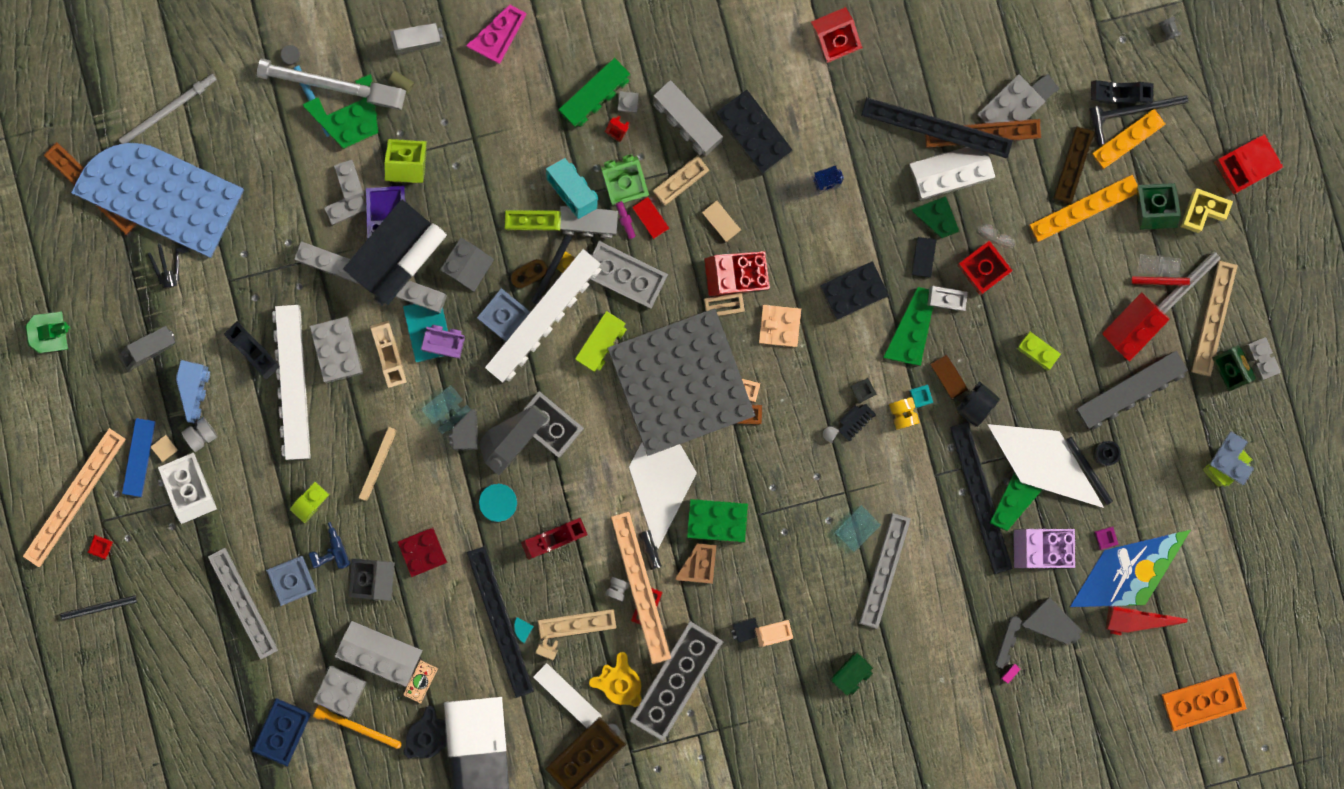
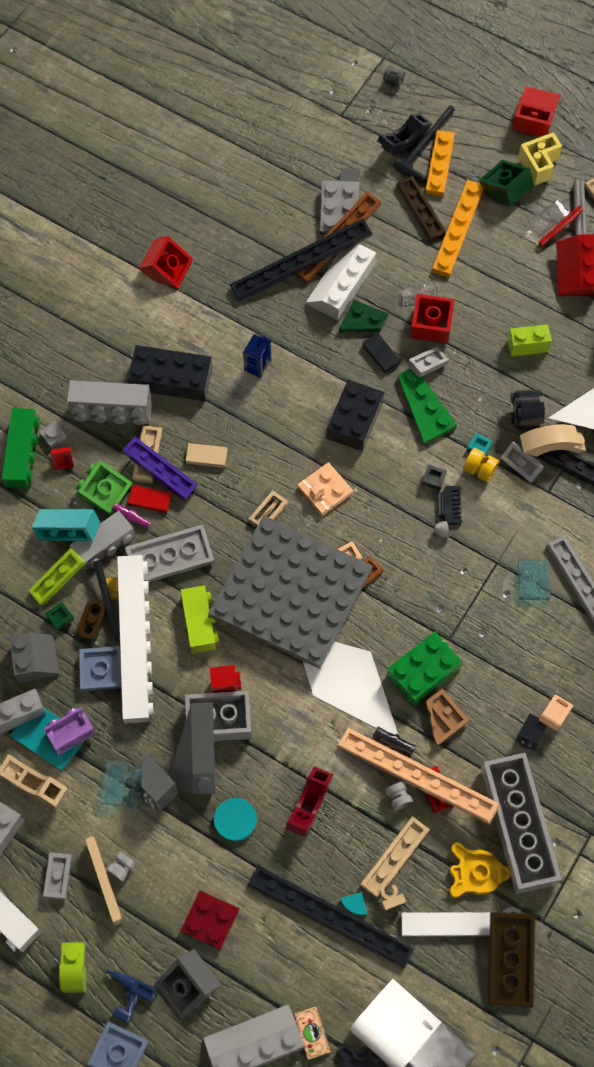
camera: 40 degrees left, 20 degrees down
(351, 432) = (57, 876): none -> light grey plate
(391, 464) = (117, 870): none -> light grey wheel
(509, 250) = (59, 616): none -> dark green plate
(575, 406) = (225, 679): none -> red brick
(676, 203) = (159, 468): none -> dark purple plate
(736, 273) = (253, 480): red slope -> none
(936, 438) = (522, 462): none -> light grey plate
(949, 377) = (485, 413): reddish brown slope -> none
(972, 445) = (552, 438): none -> tan arch

